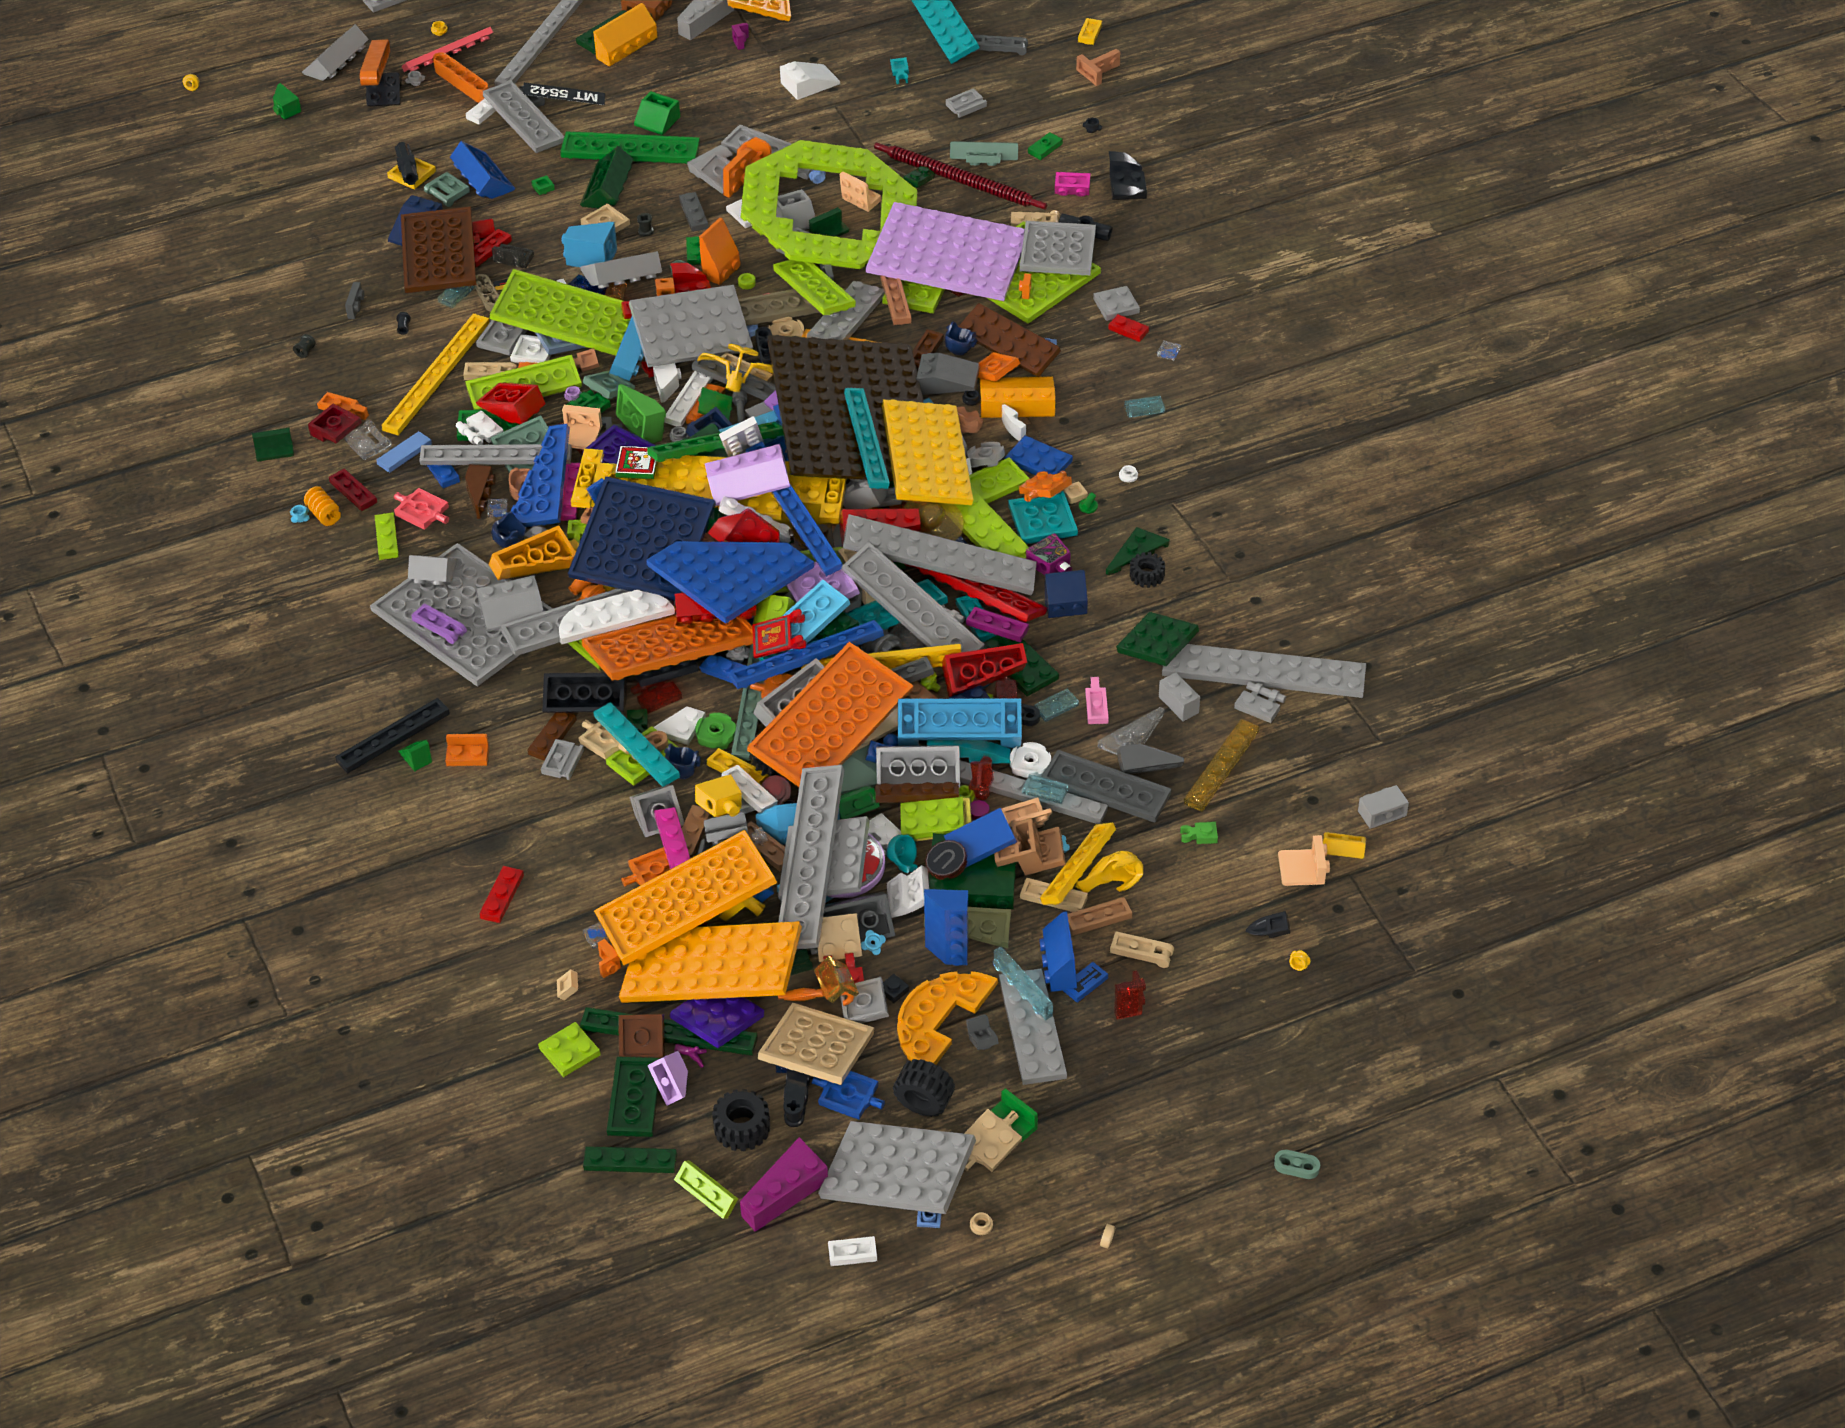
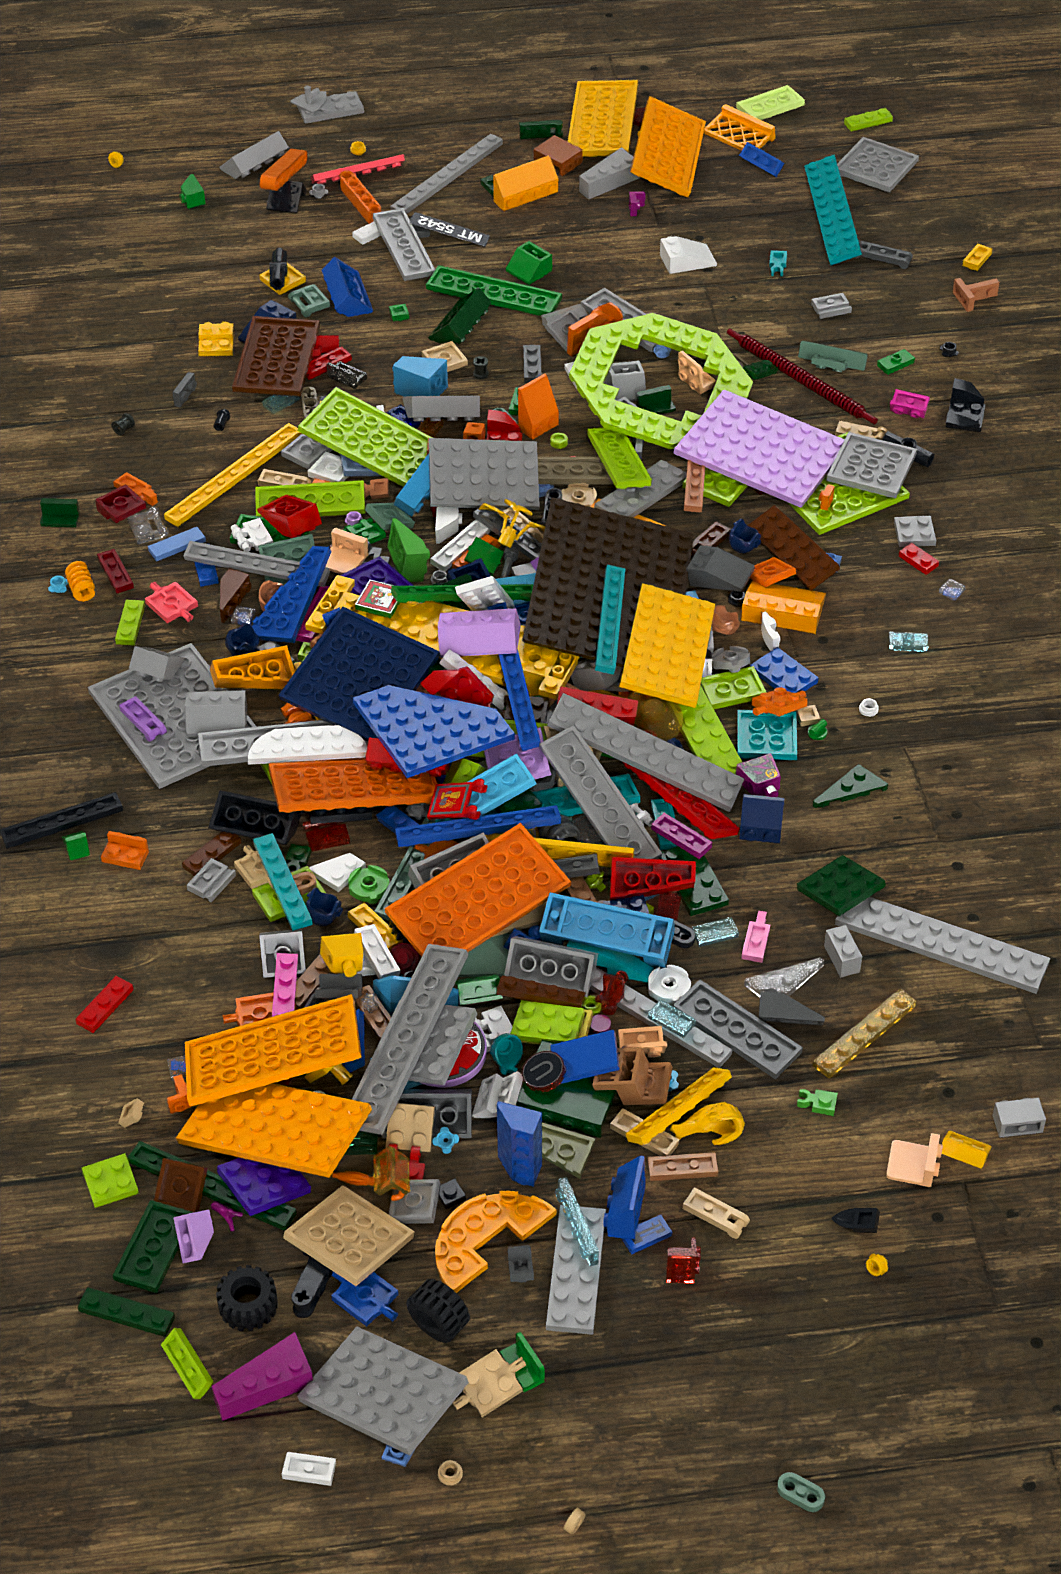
camera: 15 degrees right, 0 degrees up
(366, 245) = (216, 339): none -> yellow plate
(1147, 562) = (854, 802): black tyre -> none
(1257, 706) = (923, 979): light grey plate -> none

